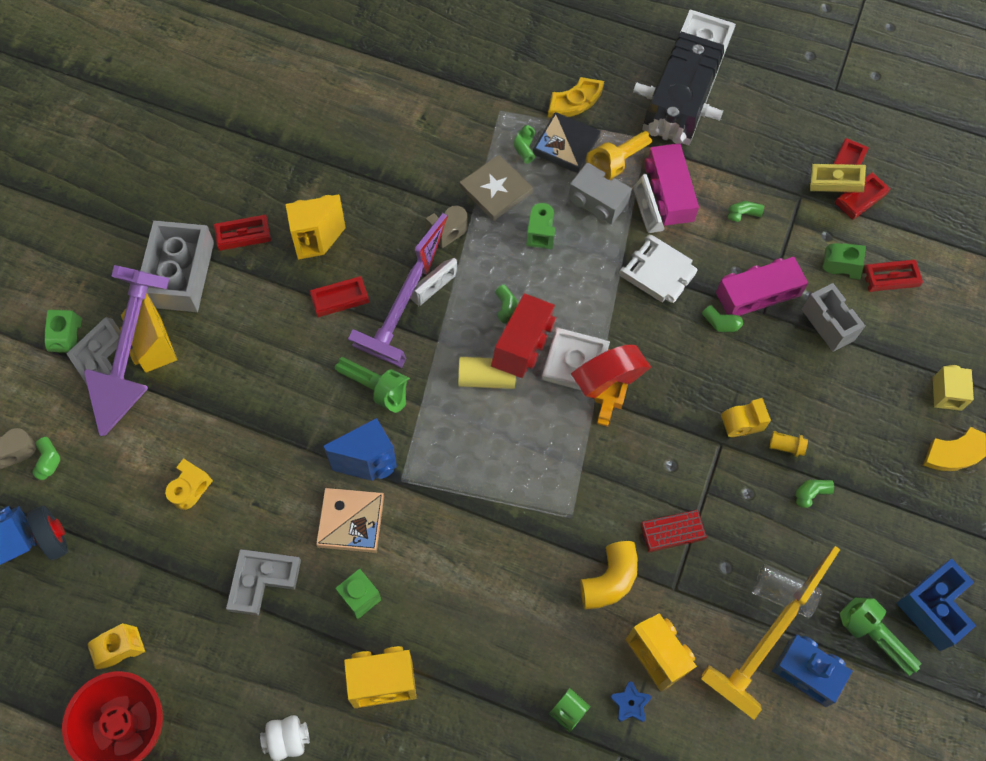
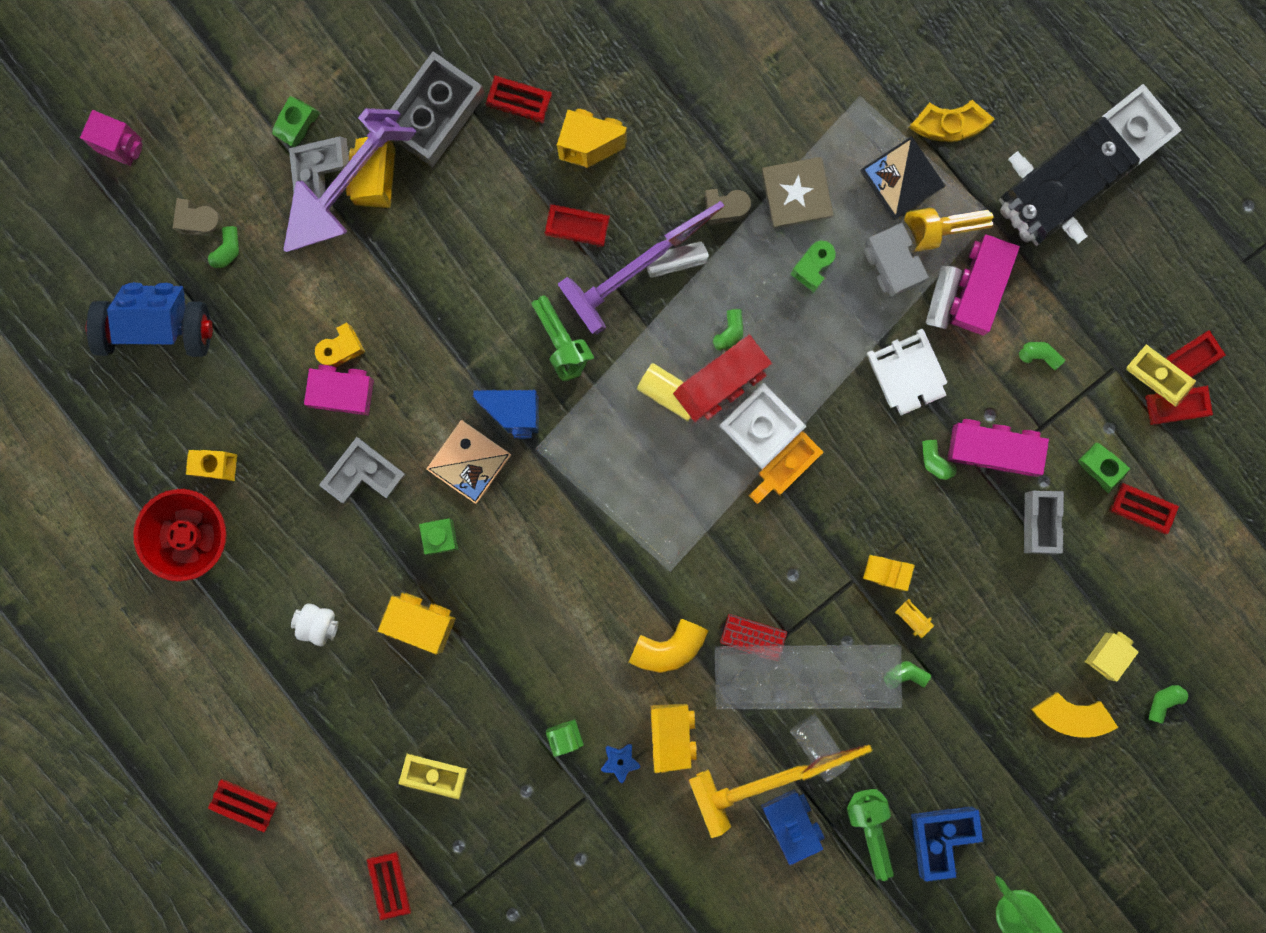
camera: 30 degrees right, 20 degrees up
(204, 520) = (339, 391): none -> dark pink brick
(522, 143) = (855, 154): bright green arm -> none
(618, 364) = (784, 459): red brick -> none
(738, 535) = (808, 677): none -> clear plate

